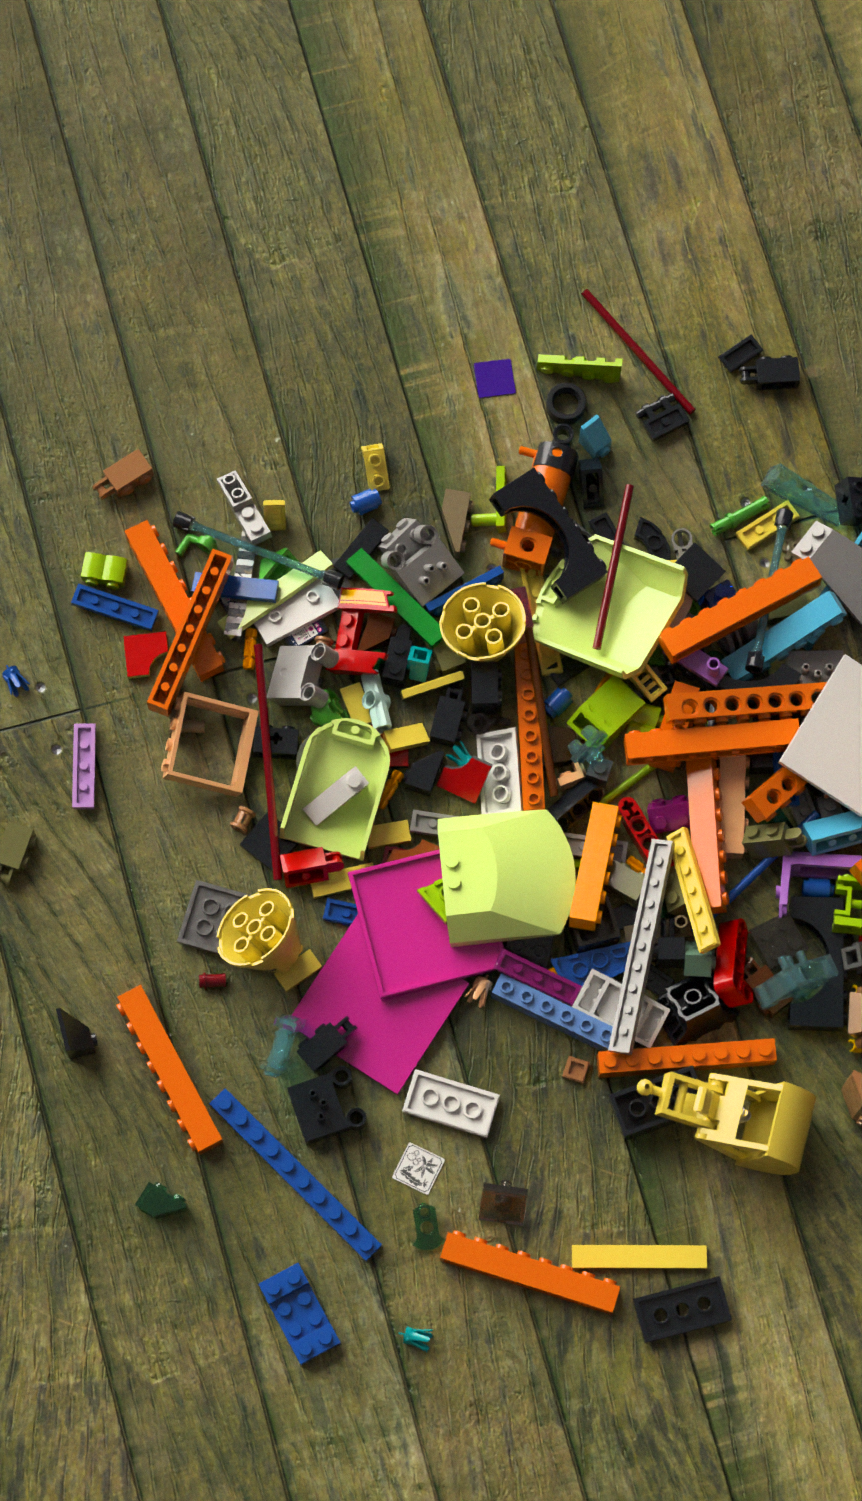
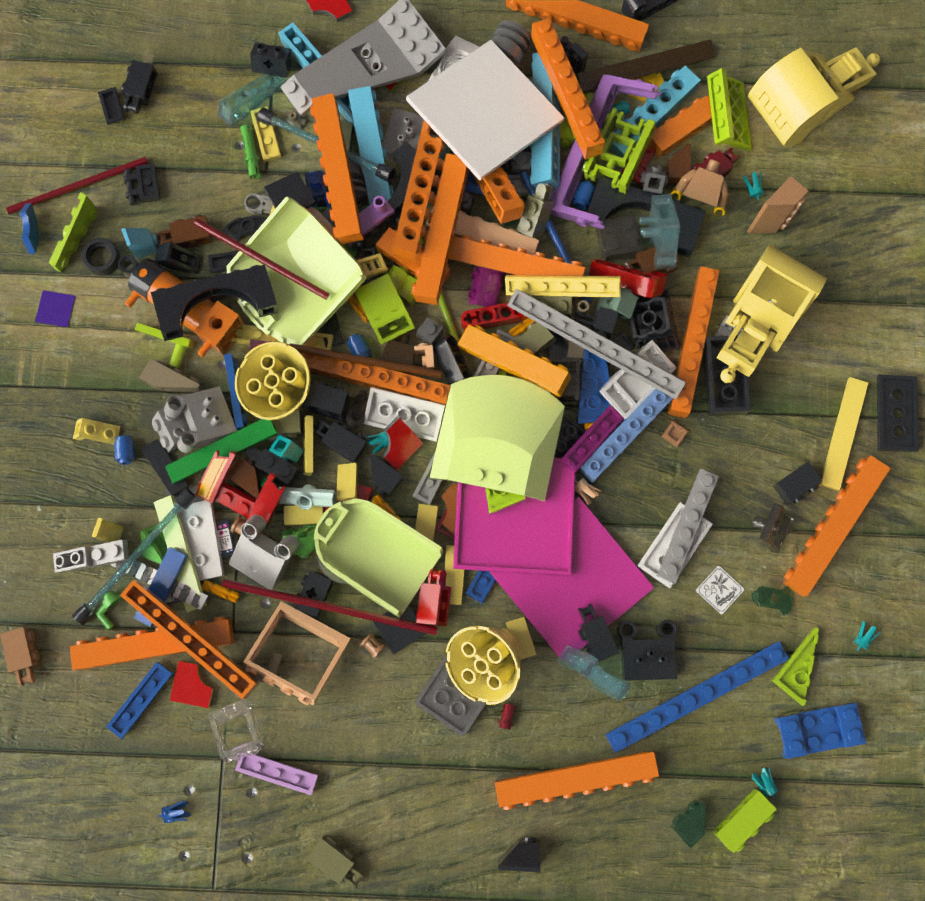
camera: 70 degrees left, 5 degrees up
(104, 570) = (101, 699): lime brick -> none
(127, 697) = (230, 712): none -> clear window
(179, 1258) = (744, 821): none -> lime brick
(221, 1272) = (768, 787): none -> teal piece
(336, 796) = (381, 556): white slope -> none
(353, 1272) = (795, 673): none -> lime wing
(475, 1108) = (687, 526): none -> light grey plate
(563, 1218) = (797, 483): none -> black brick
(571, 322) = (30, 228): none -> blue tile
(591, 747) = (404, 324): clear light blue hips -> none
(619, 476) = (185, 233): none -> reddish brown brick

